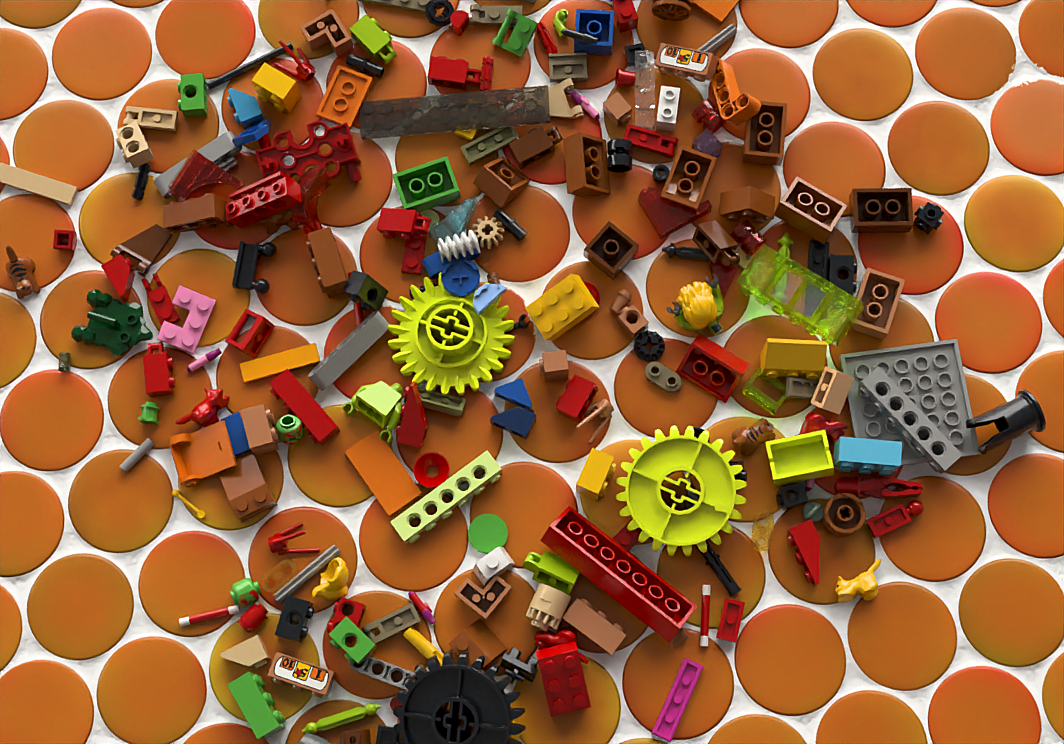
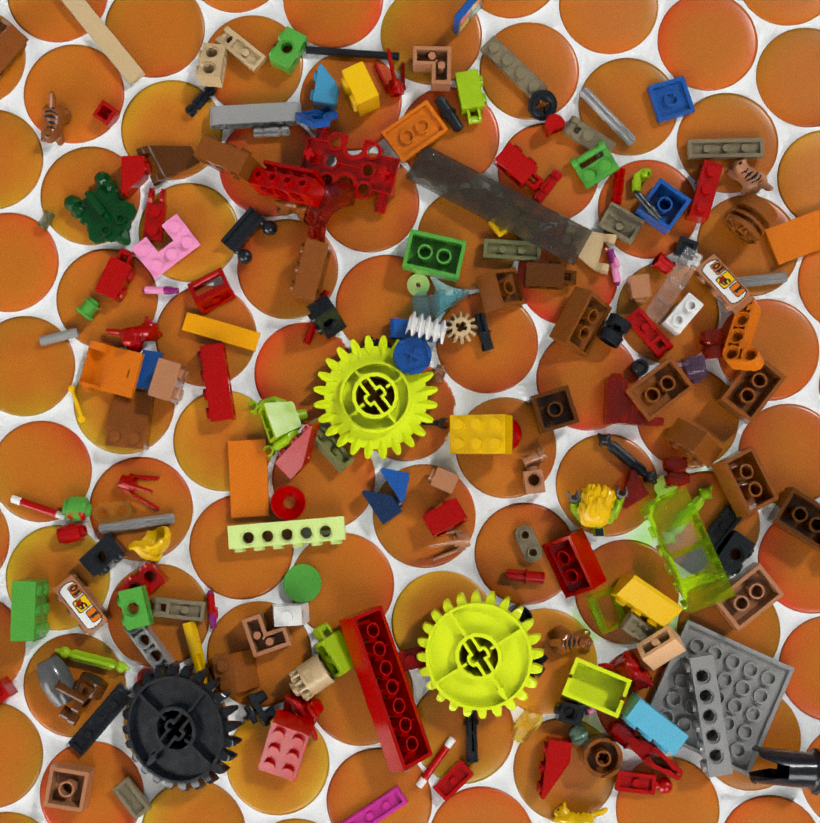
camera: 30 degrees right, 10 degrees up
(197, 172) = (252, 125): clear red arch -> none
(248, 653) = (50, 560): tan slope -> none
(289, 429) = (193, 395): bright green head -> none
(349, 350) = (283, 358): light grey beam -> none
(402, 223) = (394, 276): red brick -> none
(414, 255) = (388, 307): red plate -> none
(486, 296) = (424, 385): light blue tile -> none
(594, 626) = (340, 715): nougat brick -> none
(595, 474) = (419, 593): yellow brick -> none
(643, 352) = (525, 512): black gear -> none
(678, 405) = (525, 576): none -> red axle
(716, 243) = (646, 461): reddish brown brick -> none

